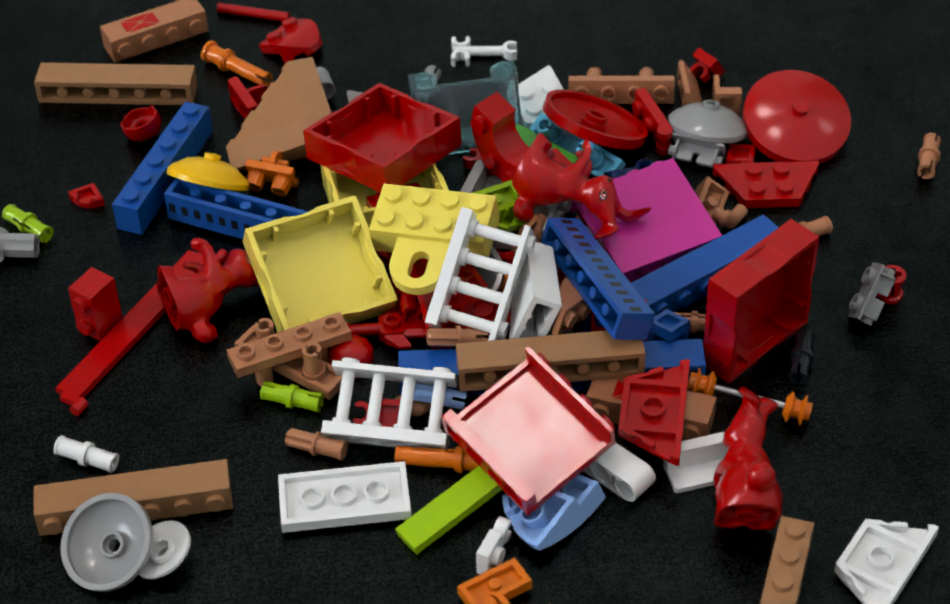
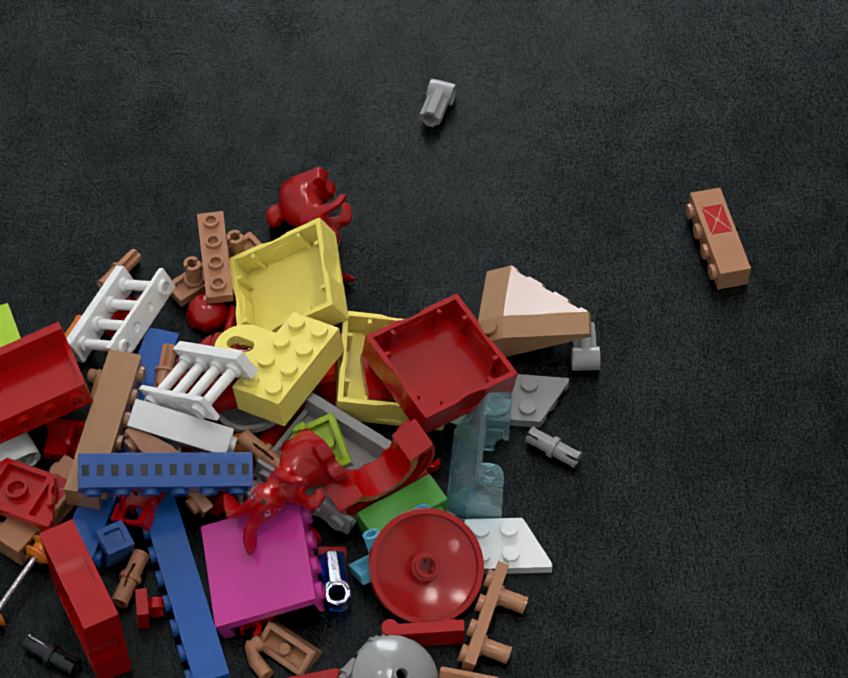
camera: 105 degrees right, 10 degrees up
(27, 222) = (464, 117): lime pin -> none
(86, 454) = (176, 126): white pin -> none
(87, 196) = (489, 164): red tile -> none
(91, 541) = (71, 122): light grey dish -> none
(95, 303) = (325, 140): red brick -> none
(116, 83) = (638, 198): medium nougat brick -> none
(120, 340) = (295, 163): red piece -> none
(142, 124) = (567, 208): red hair -> none
(146, 188) = (499, 215): blue brick -> none
(159, 491) = (114, 149): medium nougat brick -> none
(168, 549) = (55, 155): white dish -> none
(208, 172) = (446, 239): yellow dish -> none
(221, 208) = (401, 257): blue brick -> none
(227, 60) = (649, 290): orange pin -> none
(245, 99) = (583, 293): red panel -> none
(252, 12) = (732, 328): red bar -> none
(271, 170) = (465, 287): orange hips -> none
(292, 39) = (669, 350): red slope -> none
(292, 396) = (176, 264): lime pin -> none
(344, 496) = (54, 277): white plate -> none
(464, 50) = (607, 497): white bar -> none

